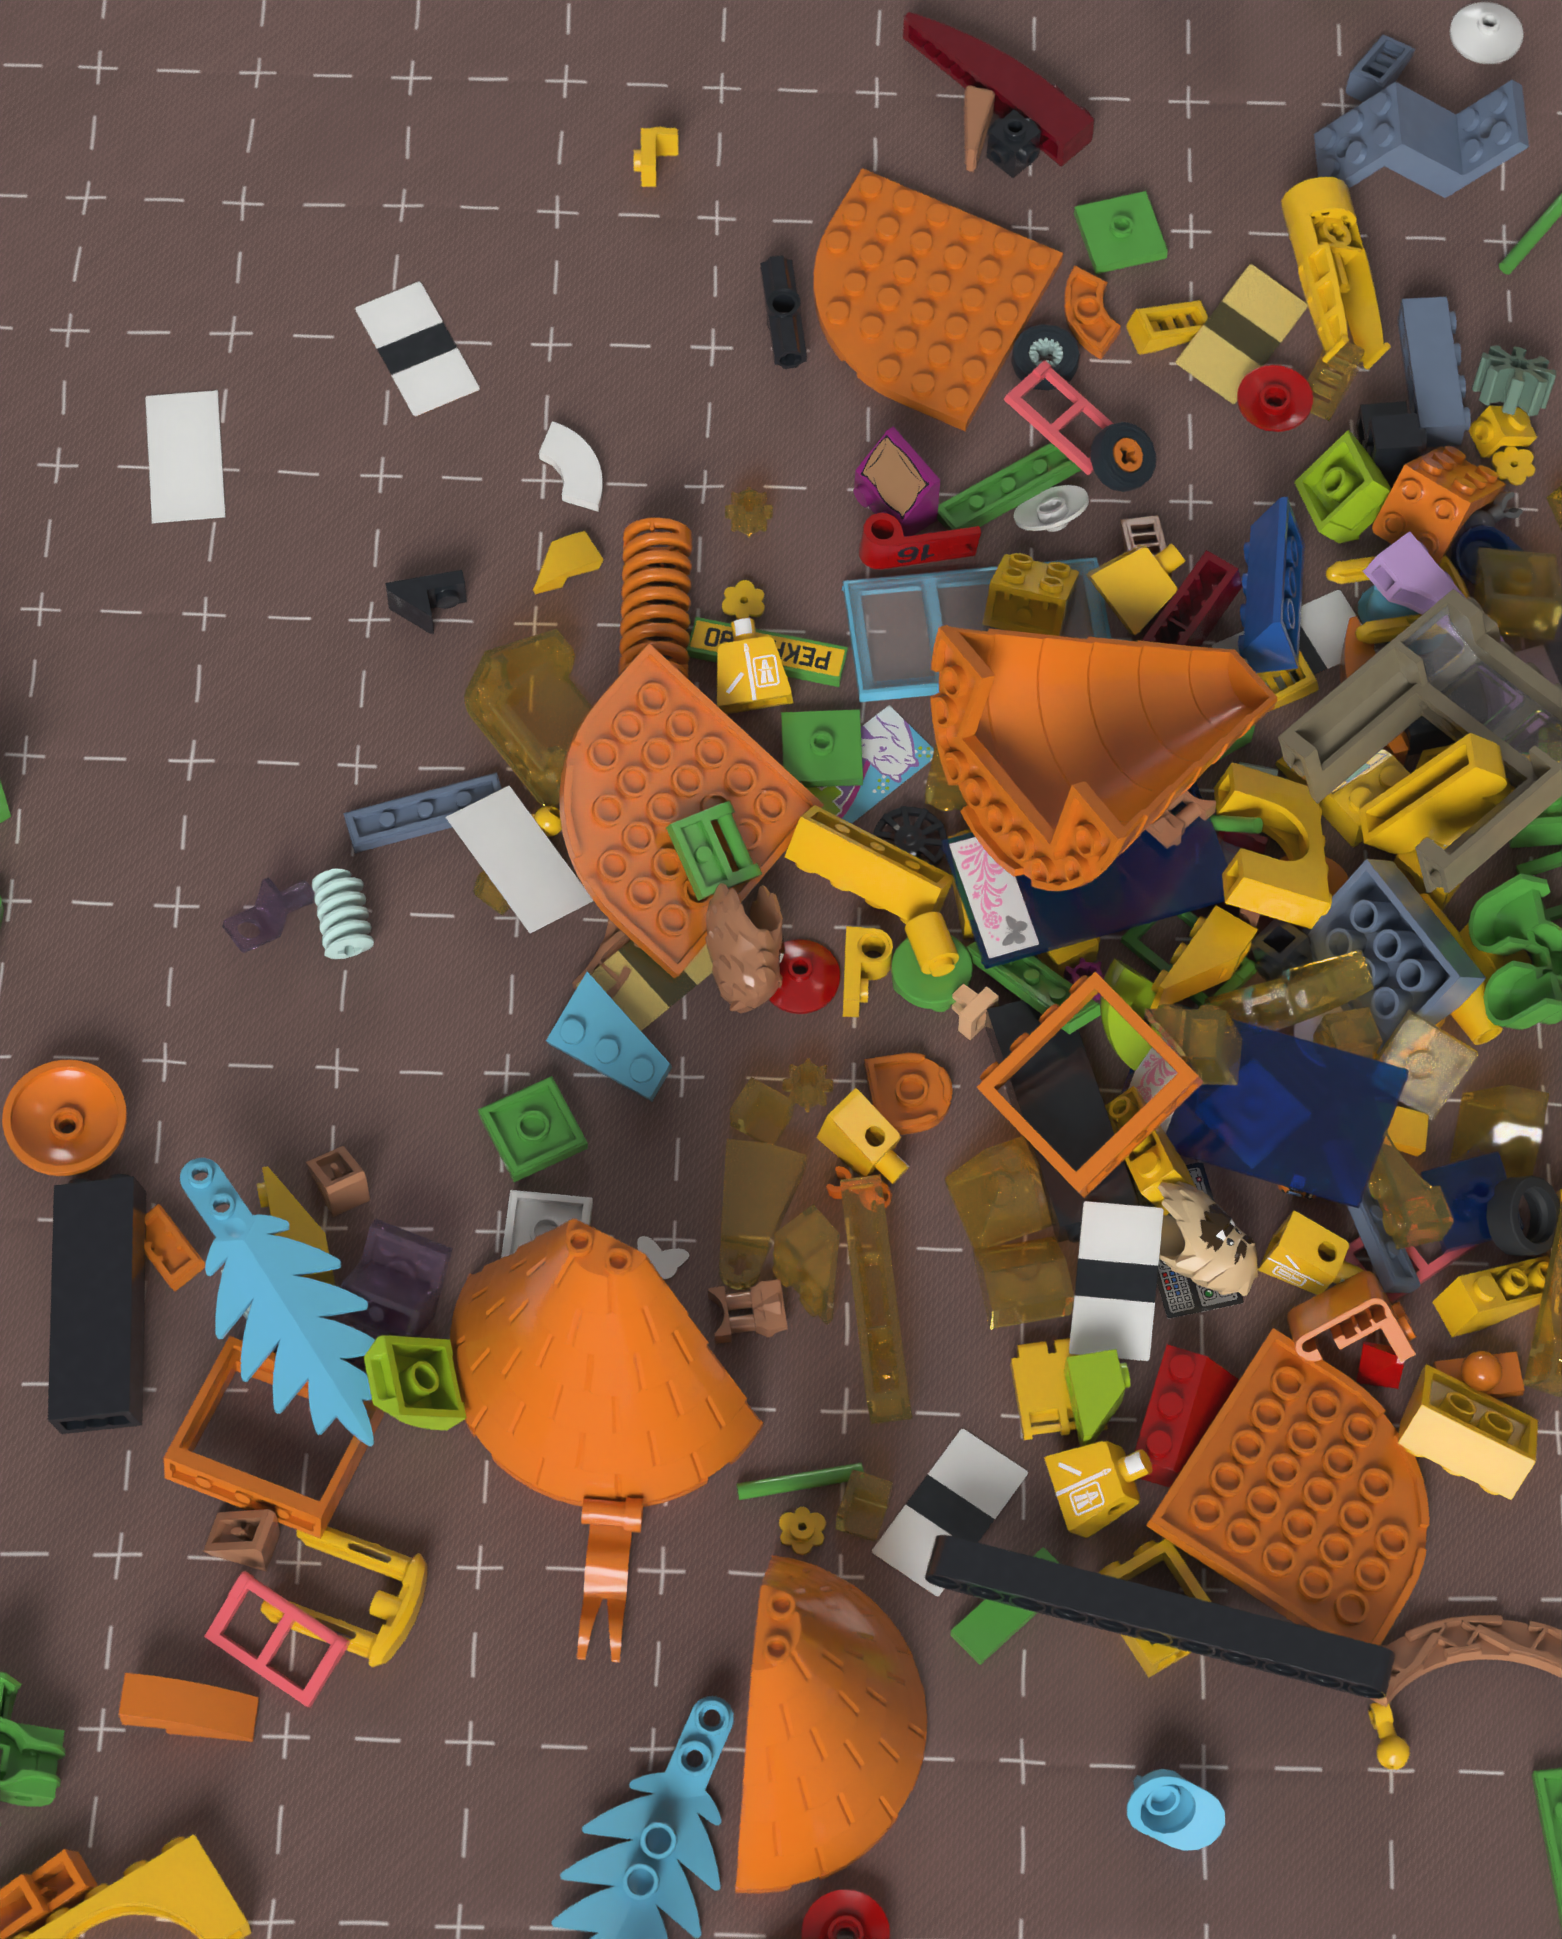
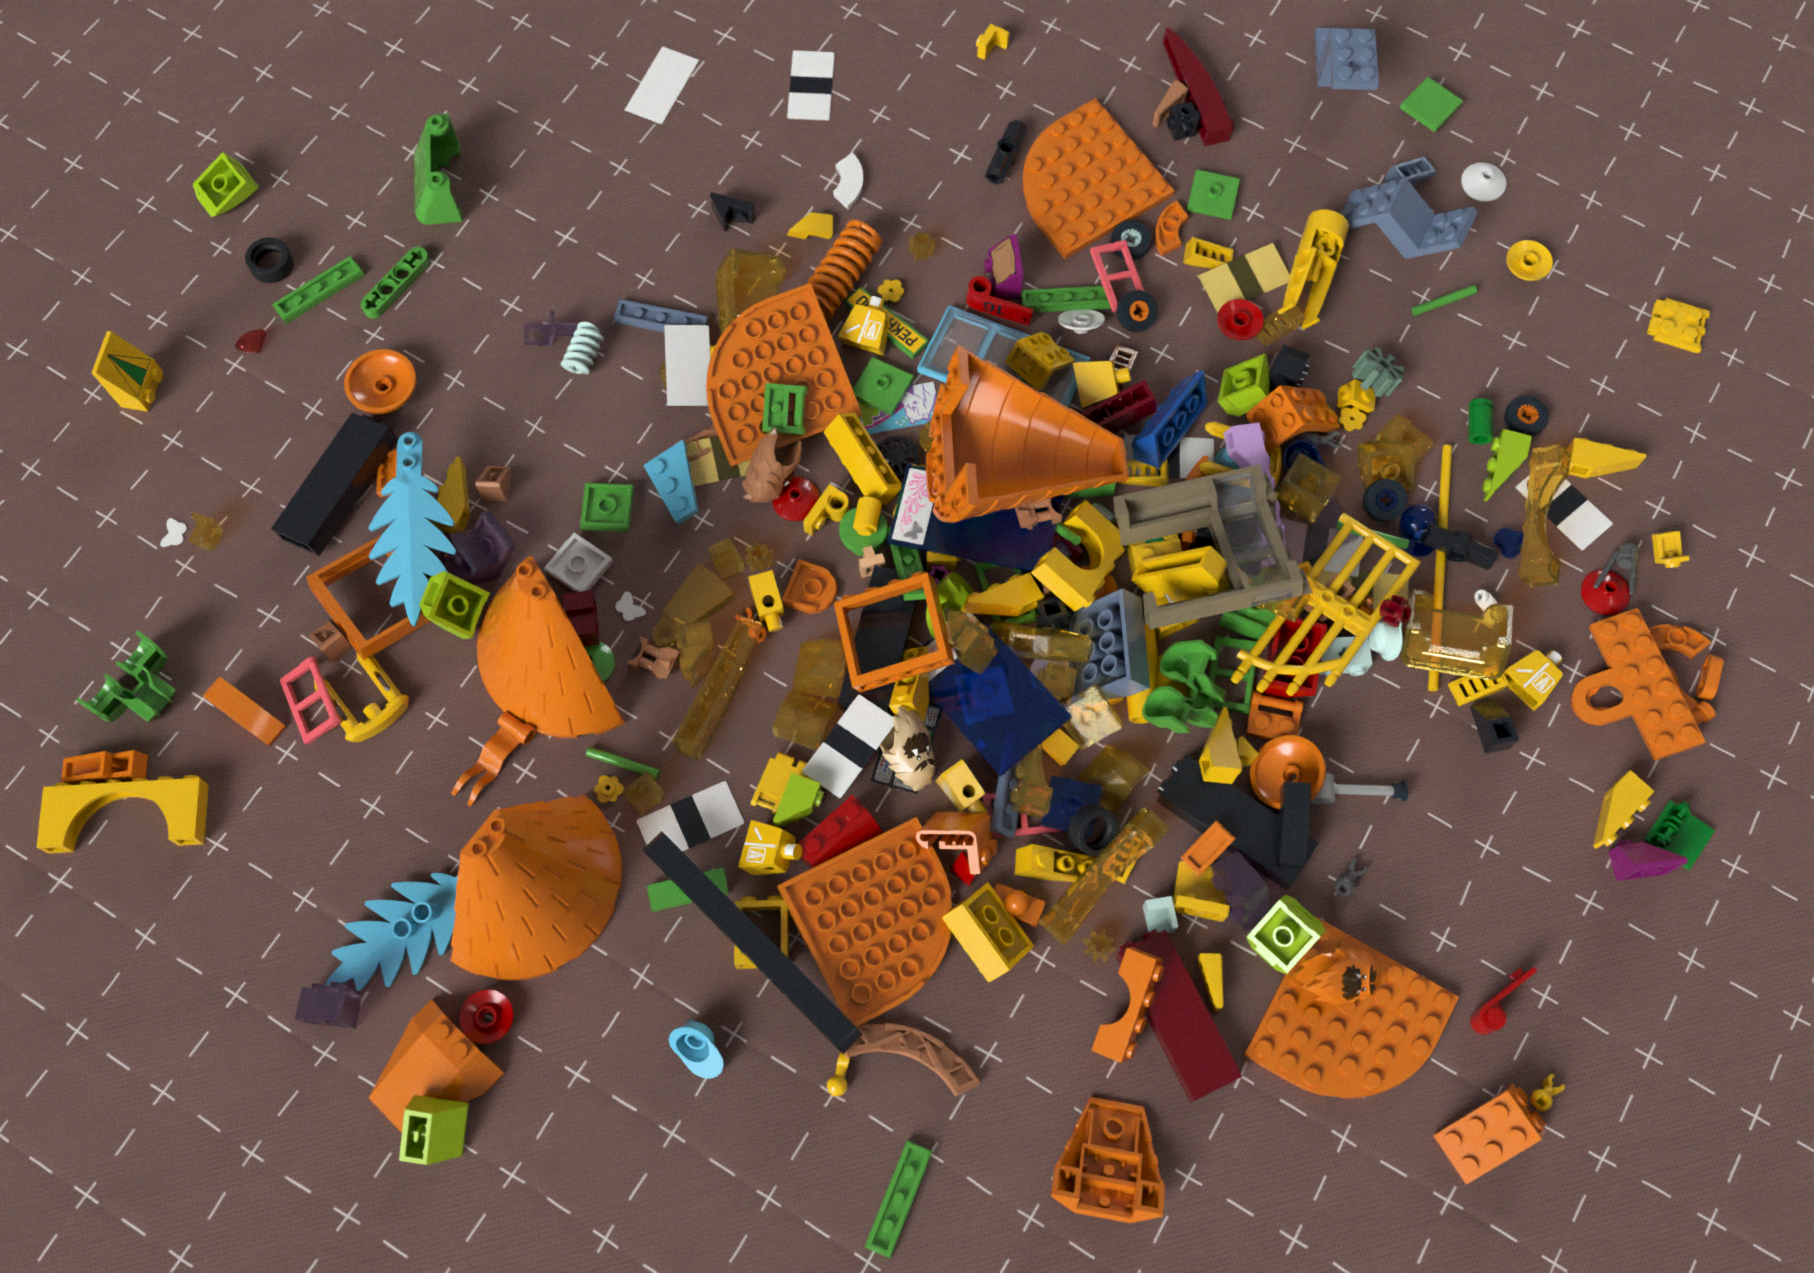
camera: 30 degrees right, 5 degrees up
(1432, 370) = (1336, 347): sand blue brick -> none

